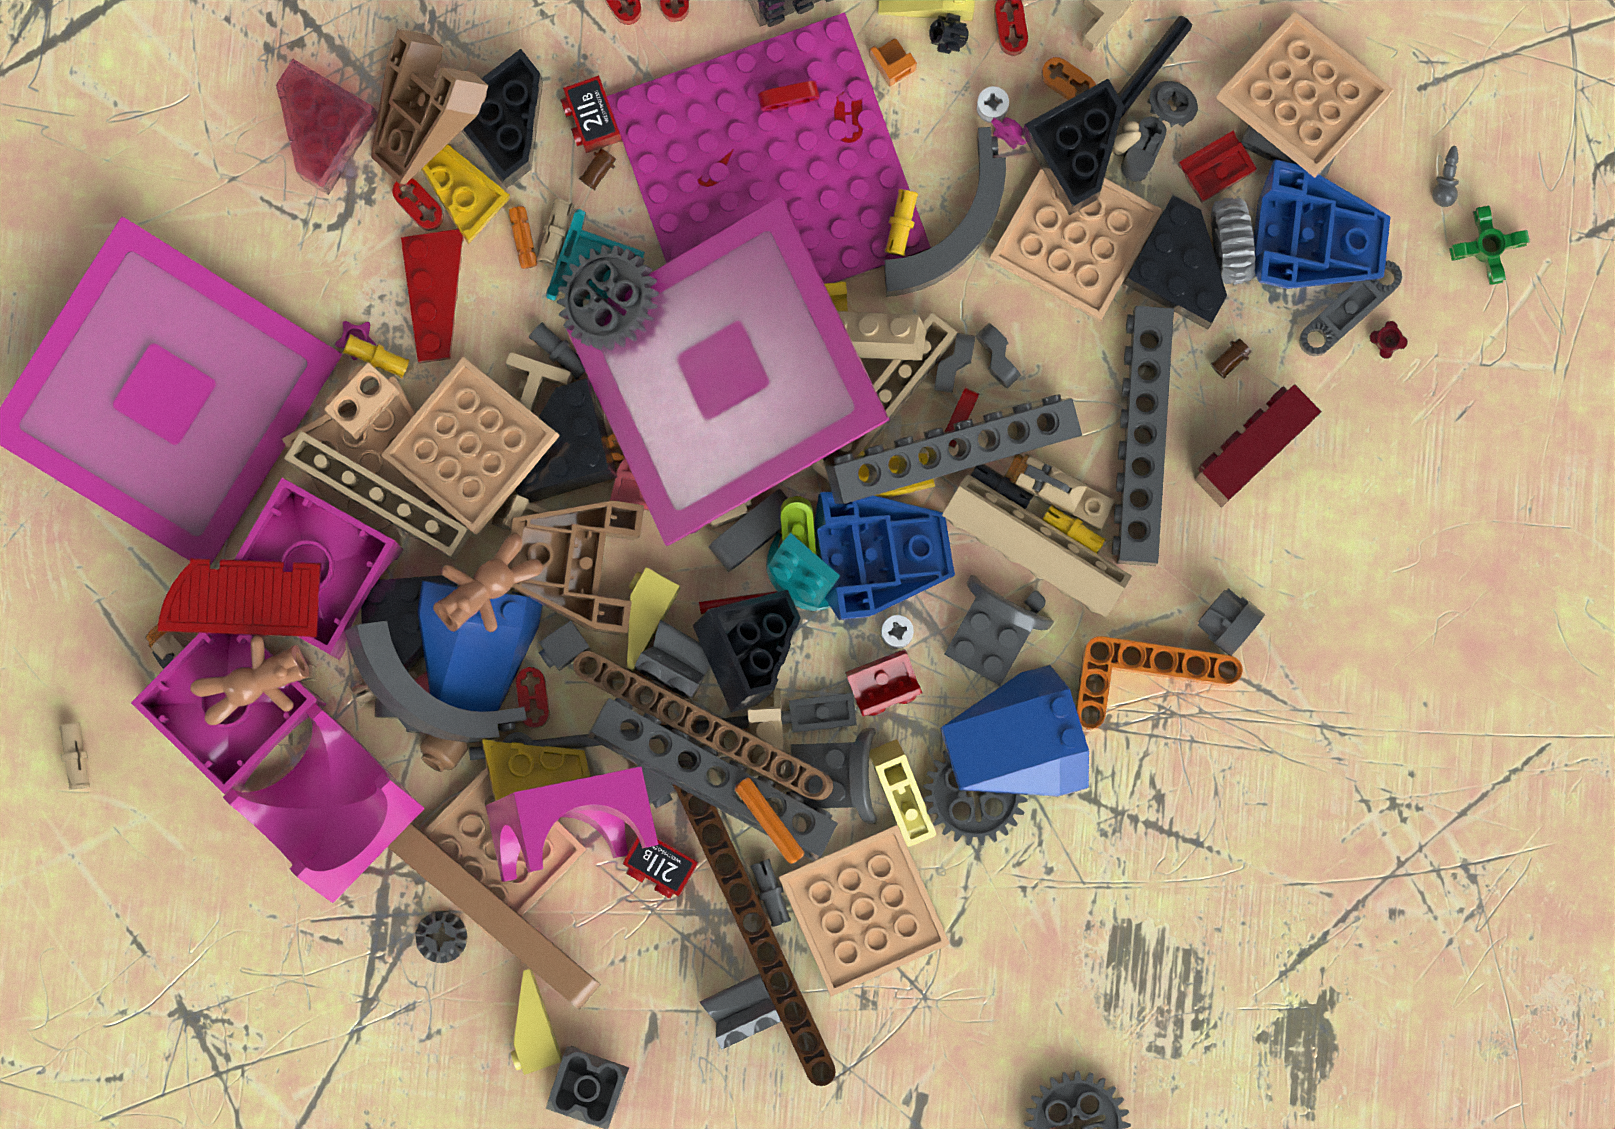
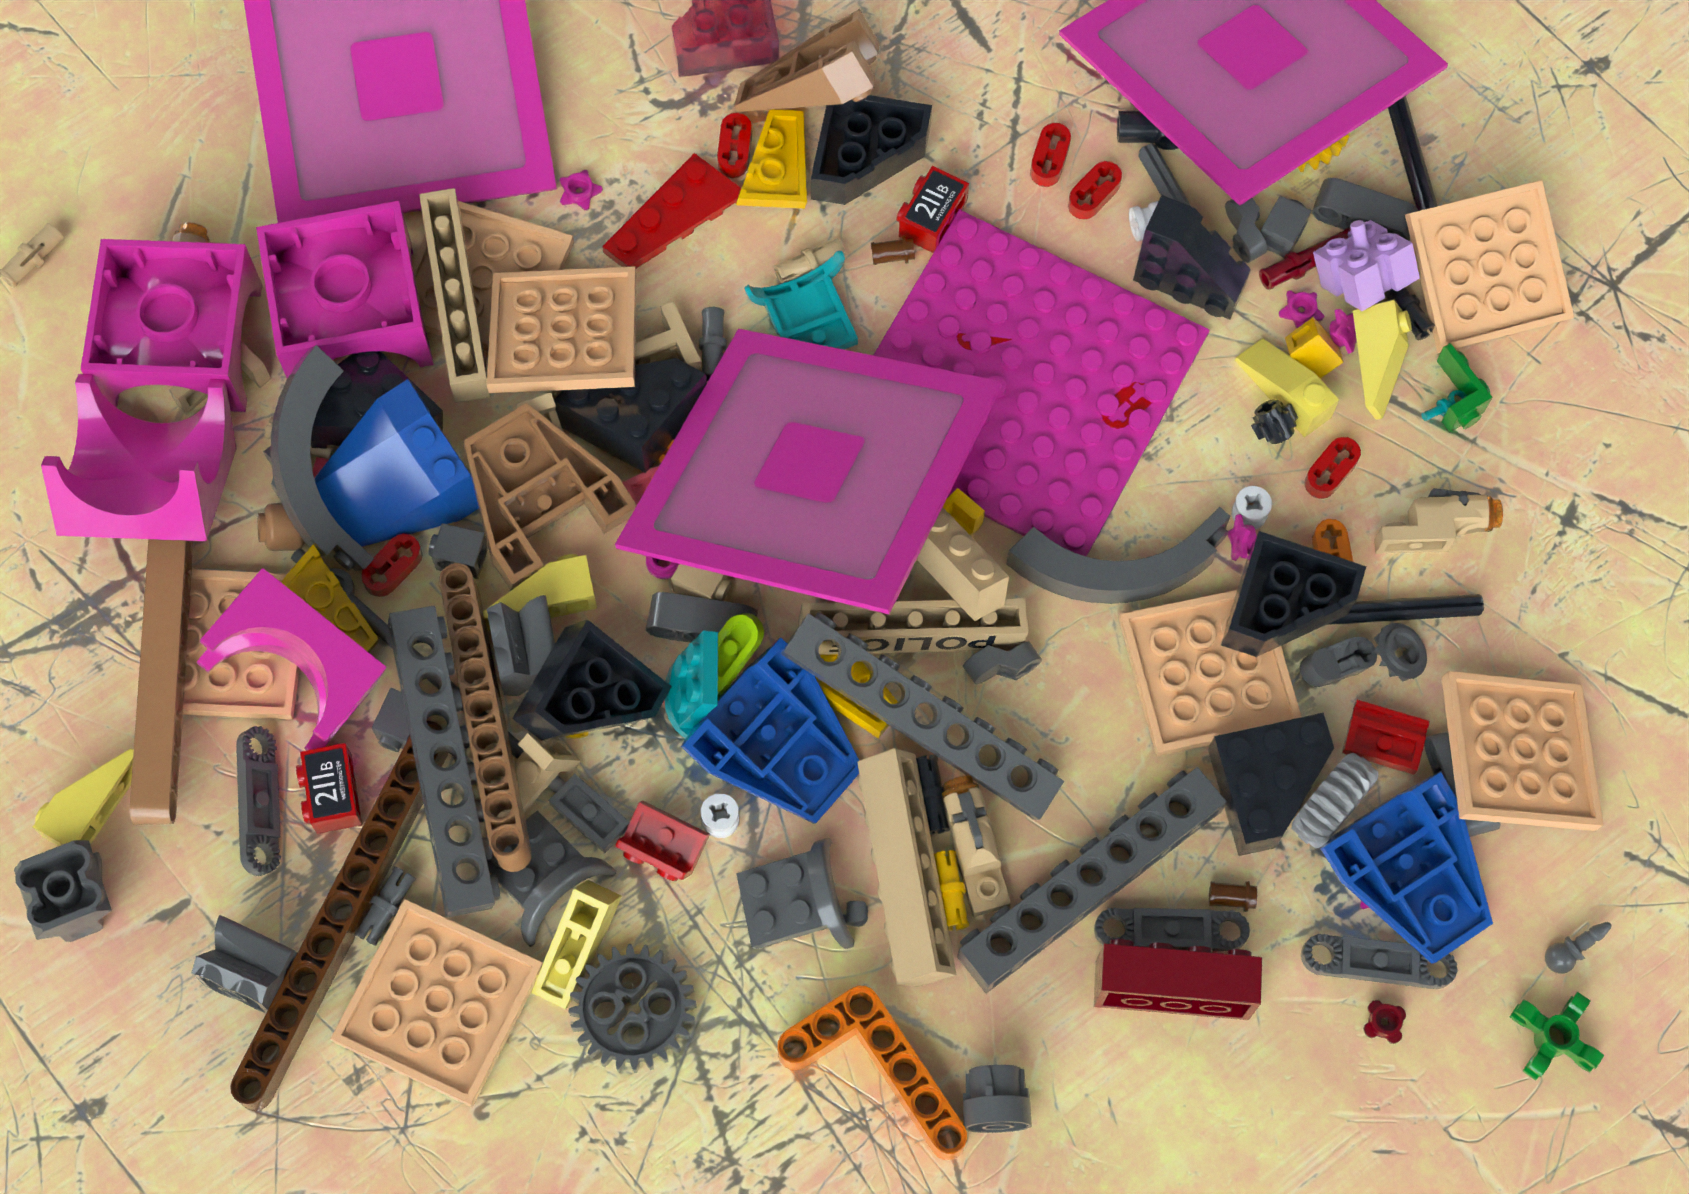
camera: 45 degrees right, 15 degrees down
(243, 599) = (267, 252): red piece -> none
(247, 684) = (192, 308): nougat animal -> none
(368, 406) = (525, 231): light nougat brick -> none
(376, 356) = (576, 210): yellow pin -> none
(450, 949) = (103, 678): dark grey gear -> none
(489, 582) = (452, 423): nougat animal -> none
(522, 237) = (782, 242): orange axle -> none
(626, 274) = (814, 333): dark grey gear -> none
(627, 916) = (258, 801): none -> dark grey plate
(769, 820) = (441, 835): orange axle -> none
(788, 96) = (1096, 337): red beam -> none
(892, 61) = (1207, 401): orange panel -> none
(901, 222) = (1079, 515): yellow pin -> none
(962, 411) = (975, 703): red beam -> none
(996, 345) = (1043, 693): dark grey piece -> none
(1020, 739) = (714, 1003): blue wedge -> none
(1127, 139) = (1332, 635): tan arm -> none
(1218, 416) = (1174, 926): none -> dark grey plate

